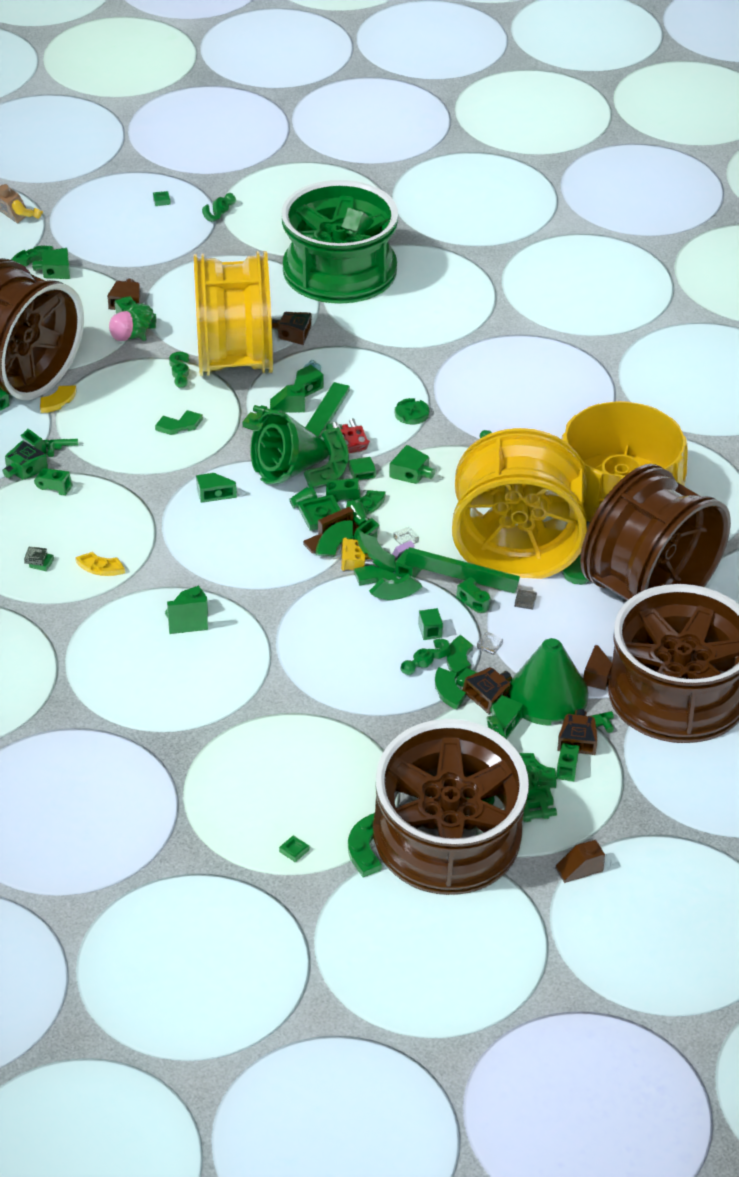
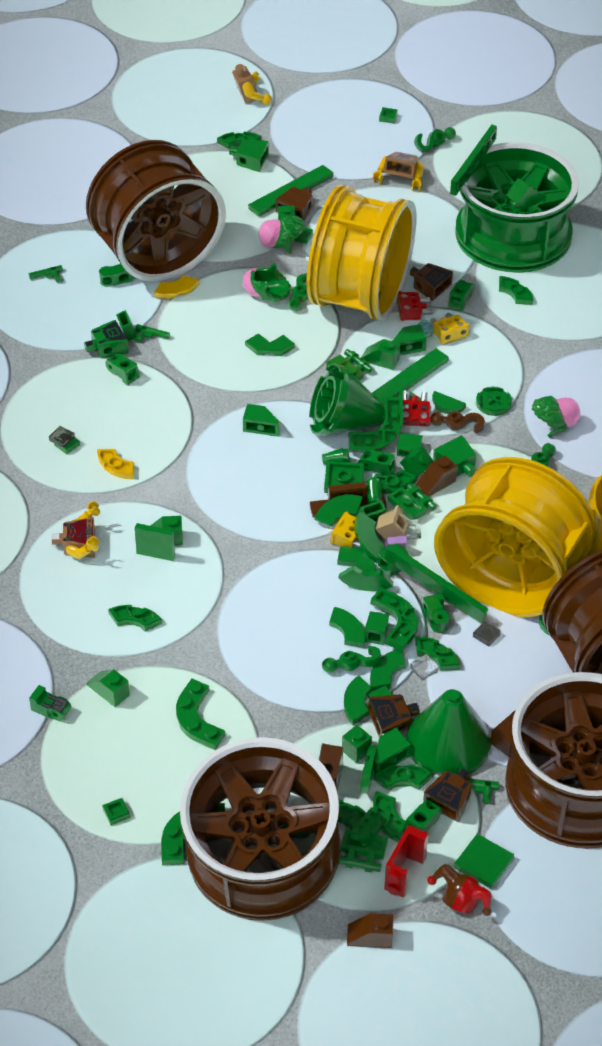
camera: 25 degrees right, 5 degrees up
(99, 299) = (307, 180): none -> green tile
(109, 632) = (79, 534): none -> torso
(145, 370) = (266, 283): none -> green hair
(176, 782) = (49, 704): none -> green leg
(204, 237) = (401, 165): none -> torso
(204, 685) = (140, 617): none -> green tile
(221, 748) = (110, 686): none -> green slope
(289, 353) = (412, 306): none -> red piece
(292, 206) = (473, 160): none -> green tile
(313, 754) = (190, 721): none -> green plate
(327, 332) = (460, 294): none -> green leg
(335, 362) = (450, 328): none -> yellow piece
(367, 313) = (518, 292): none -> green tile
(372, 425) = (447, 404): none -> green tile
(380, 478) = (416, 461): none -> green brick
(390, 535) = (392, 523): none -> tan brick
(391, 436) = (457, 421): none -> reddish brown piece
(393, 513) = (409, 504): none -> green plate
(403, 631) = (348, 626): none -> green tile
(404, 486) = (438, 476): none -> reddish brown slope
(455, 613) = (403, 613): none -> green plate
(475, 714) = (356, 743): none -> green brick
(480, 401) = (557, 413): none -> green hair
(502, 629) = (440, 654): none -> green tile
(529, 733) = (397, 776): none -> green tile
(576, 795) = (411, 846): none -> red panel
(637, 776) = (484, 861): none -> green tile
(637, 803) = (462, 890): none -> piece

